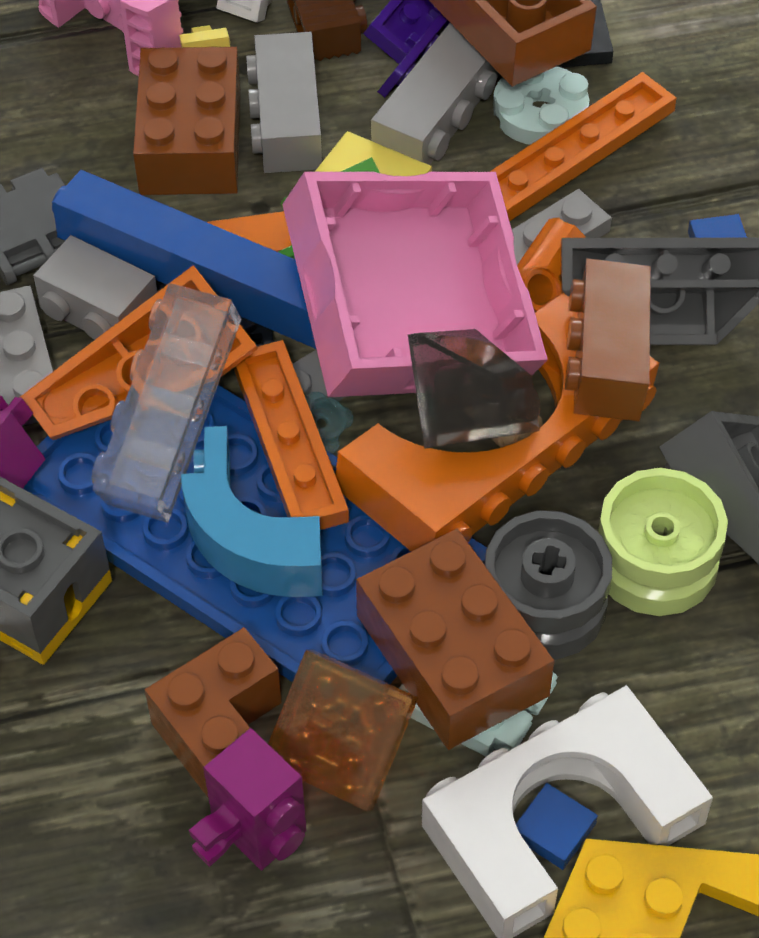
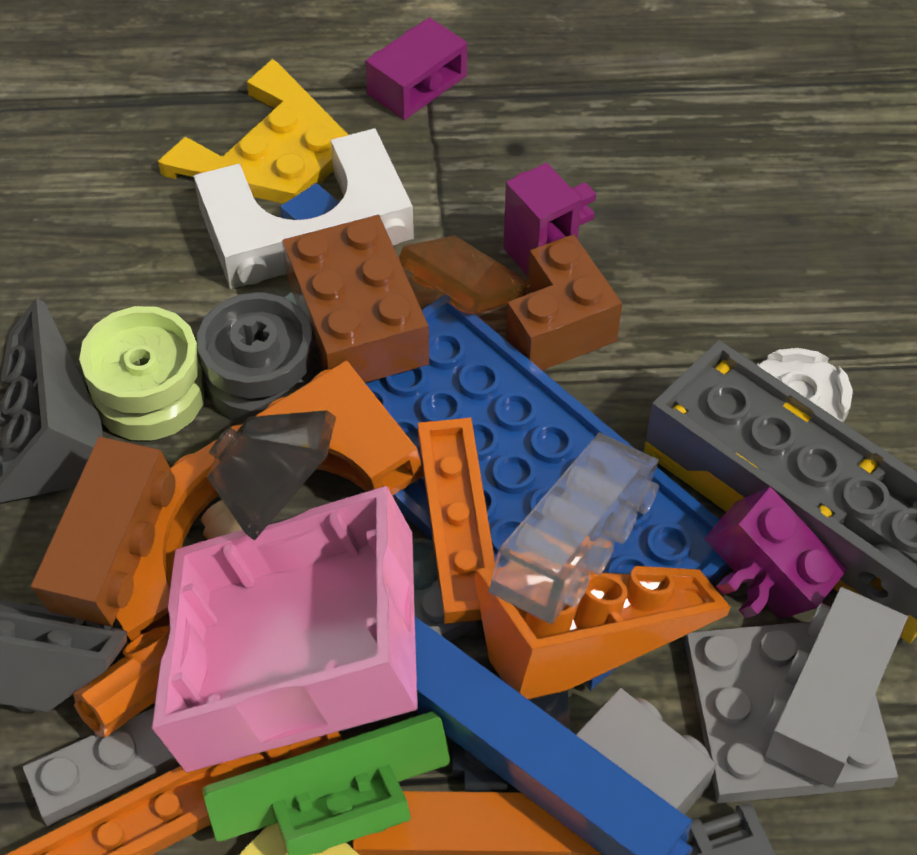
camera: 170 degrees left, 0 degrees up
(248, 548) = (520, 413): dark azure arch -> none

